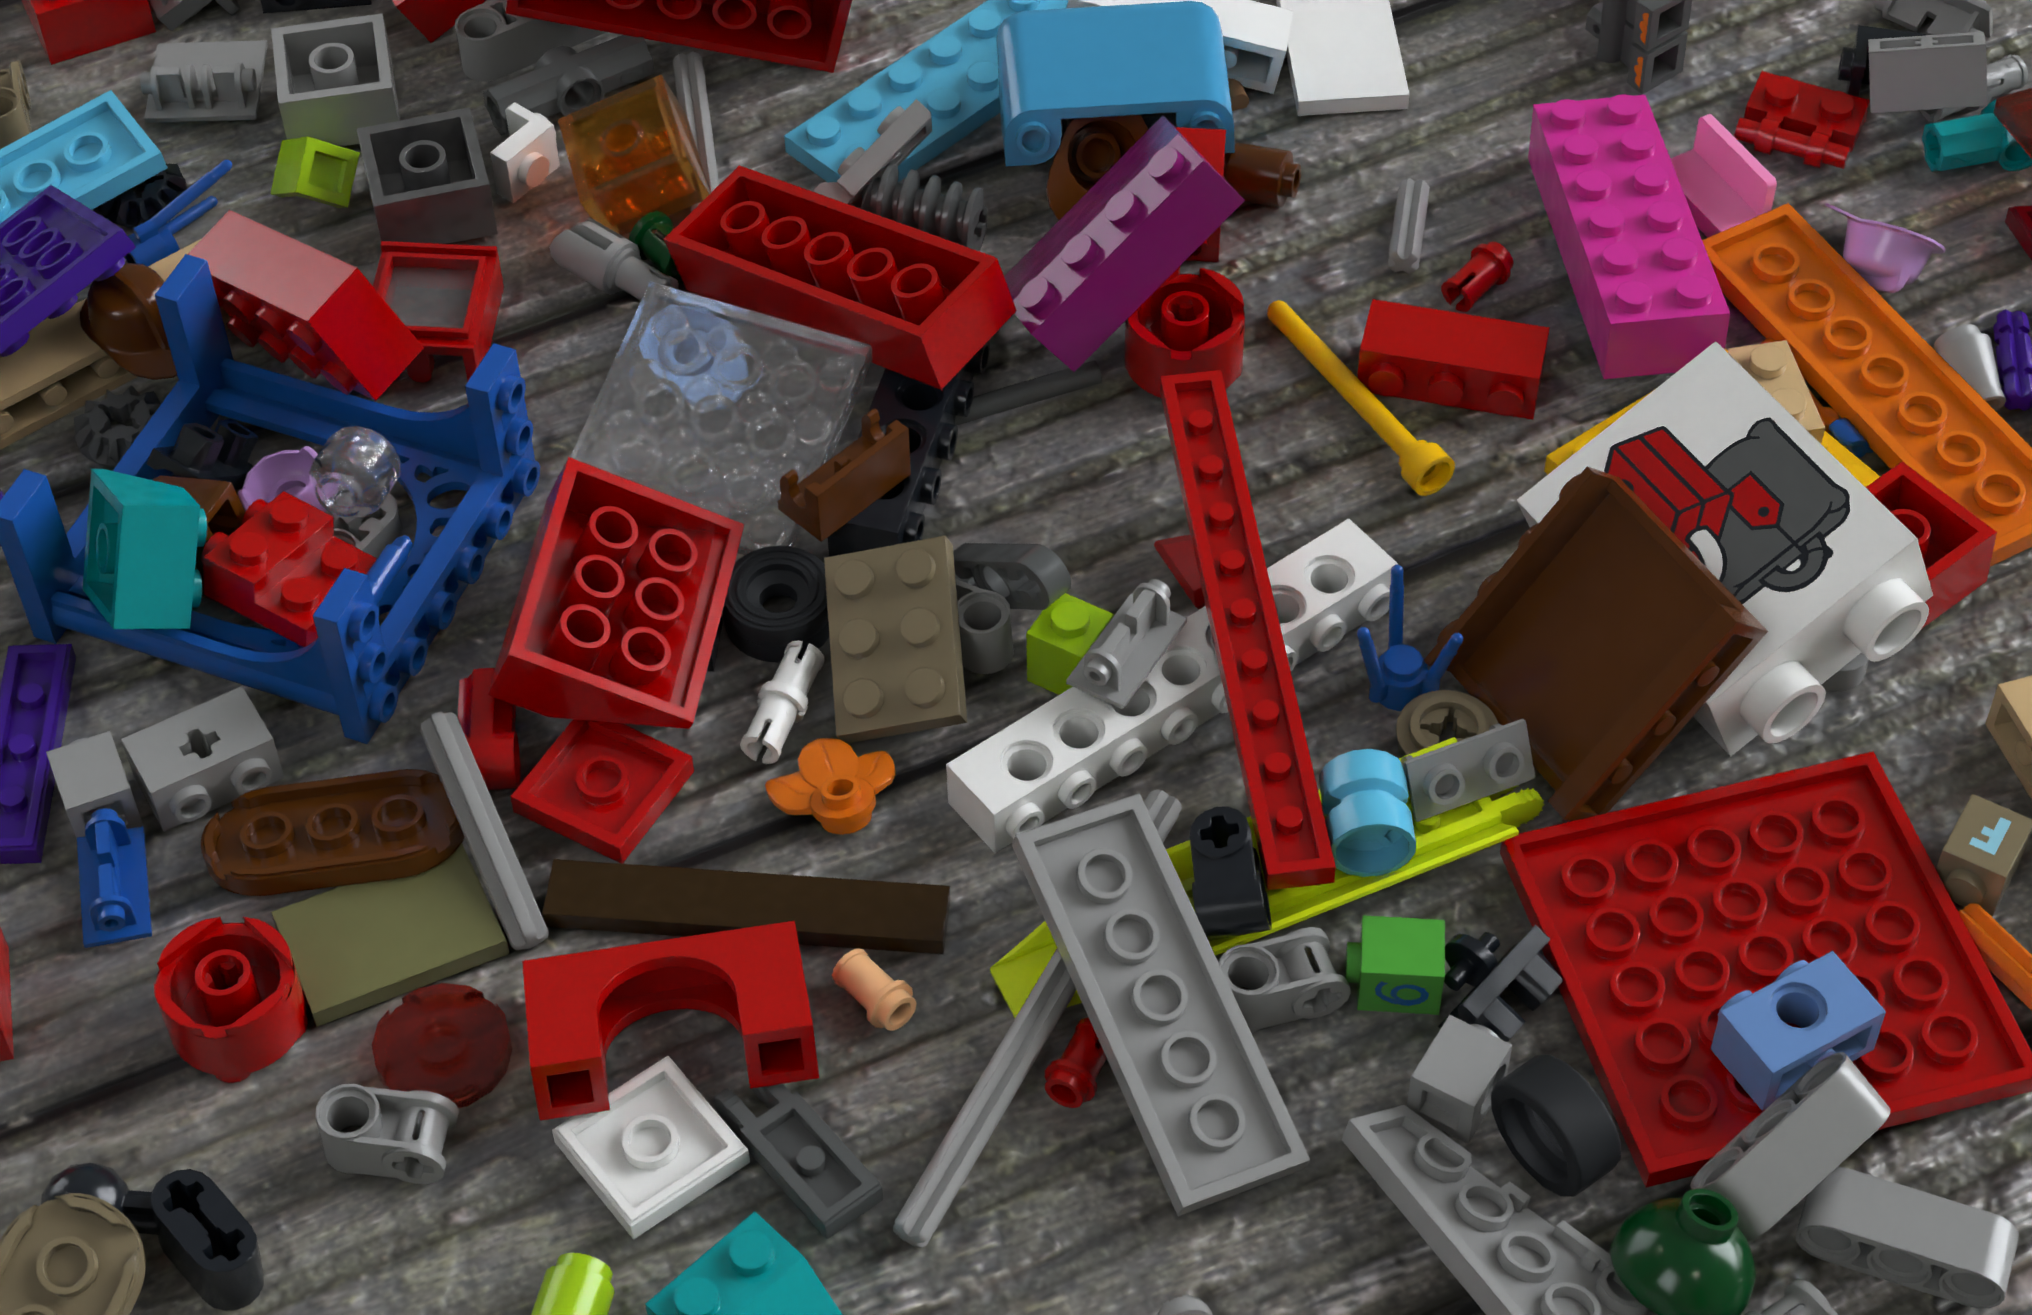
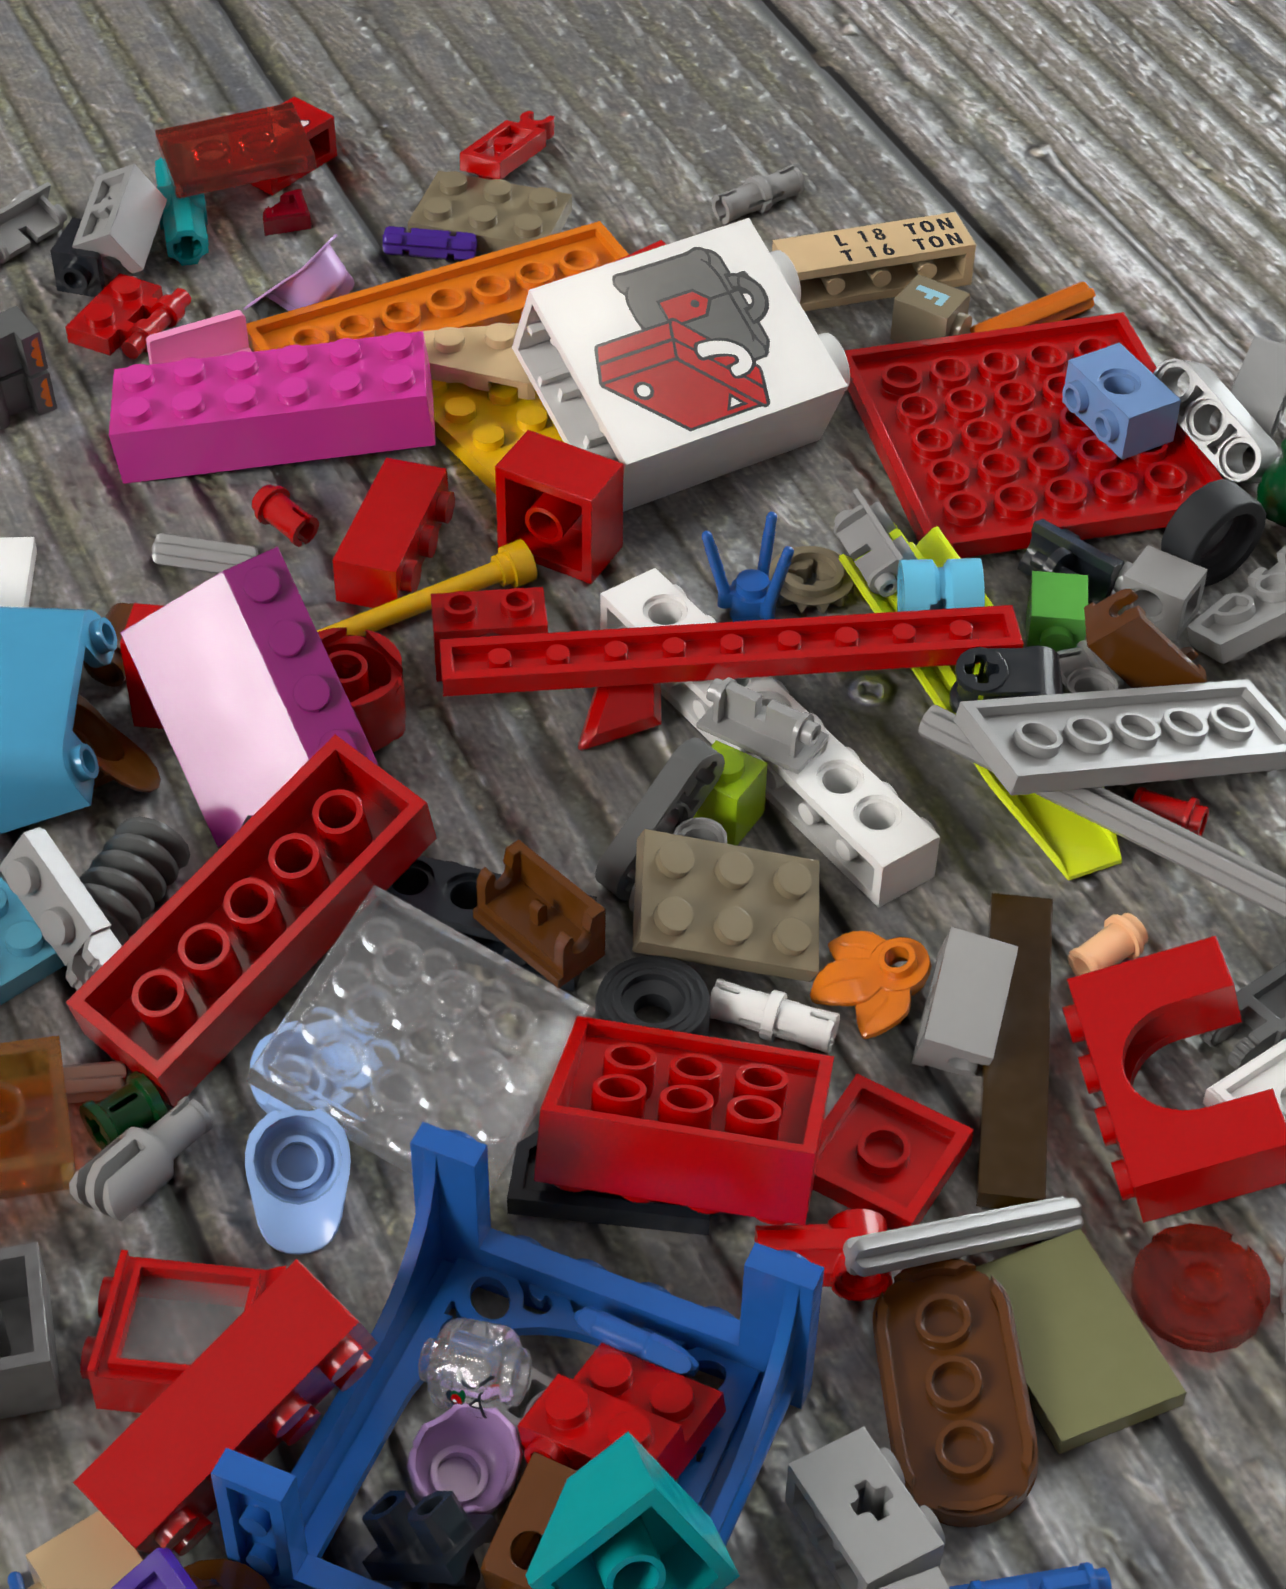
camera: 90 degrees left, 5 degrees down
(230, 997) = (1194, 1452): red brick -> none
(577, 355) = (298, 1178): none -> light blue piece
(779, 836) = (965, 1003): none -> light grey hinge
(1296, 445) = (486, 614): none -> red brick
(1316, 1021) = (1136, 646): none -> reddish brown hinge
(1484, 471) = (560, 505): none -> red brick
(1598, 641) = (783, 431): reddish brown panel -> none
(1973, 359) = (435, 253): light grey cone -> none

